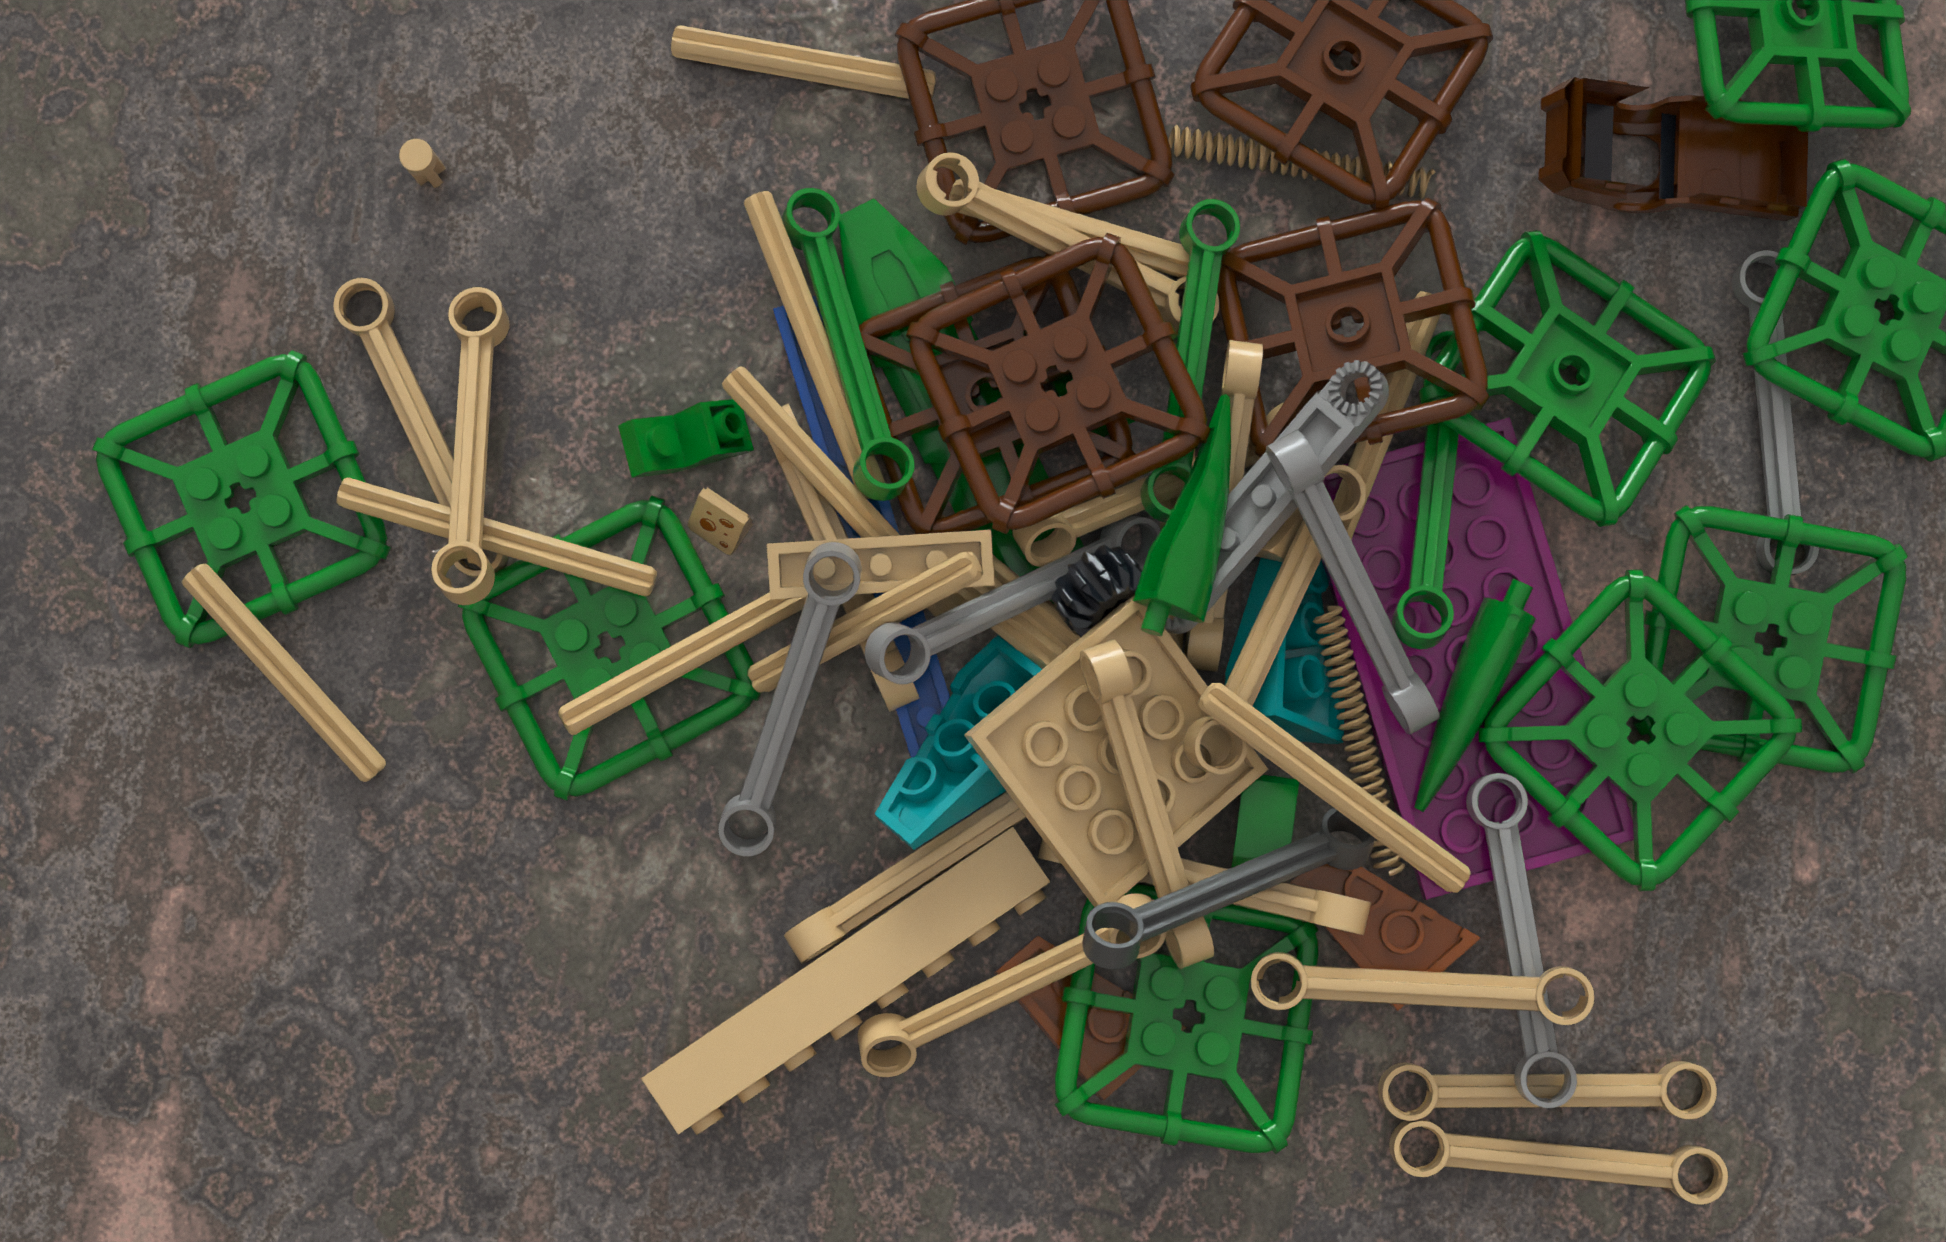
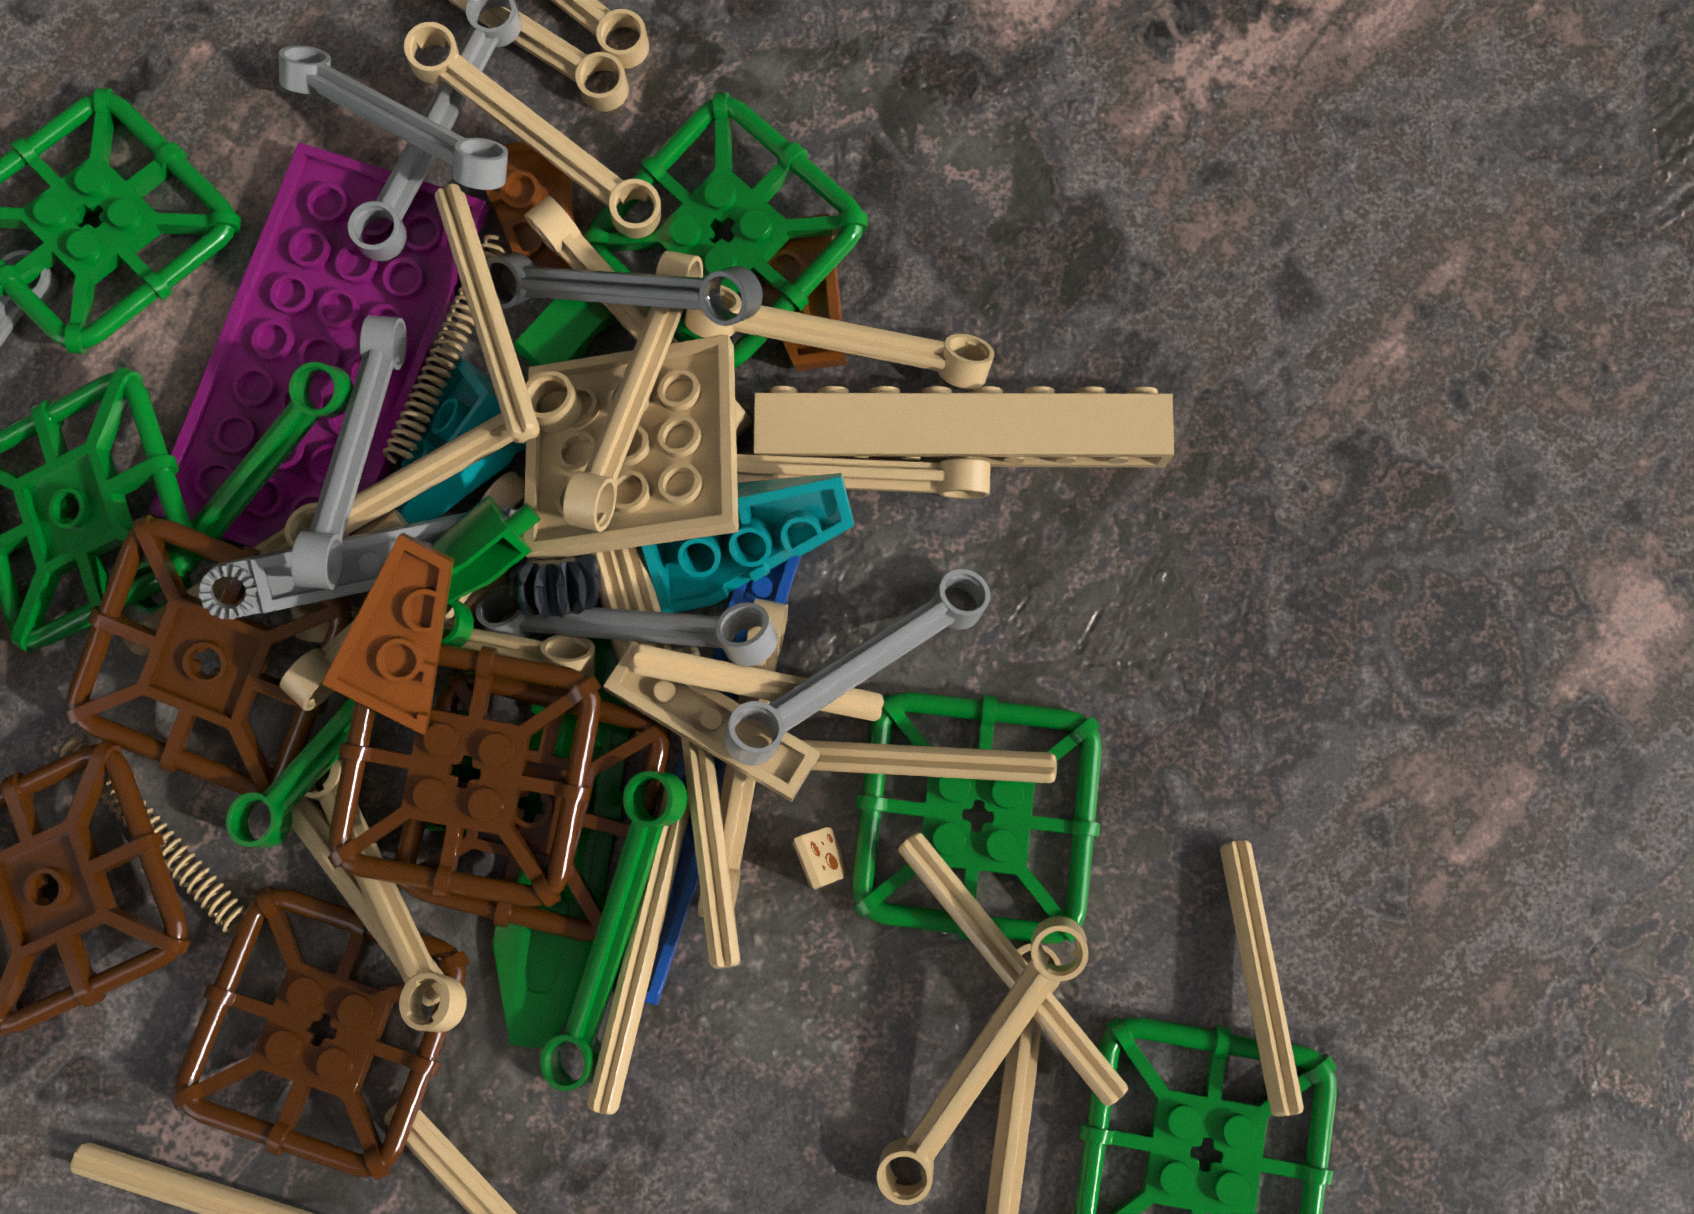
camera: 140 degrees left, 5 degrees down
(686, 439) = (801, 946): green slope -> none
(1184, 447) = (397, 636): none -> dark orange wing
(1476, 682) = (323, 326): green piece -> none
(1559, 913) = (475, 161): none -> light grey piece
(1676, 730) = (209, 190): green plate -> none

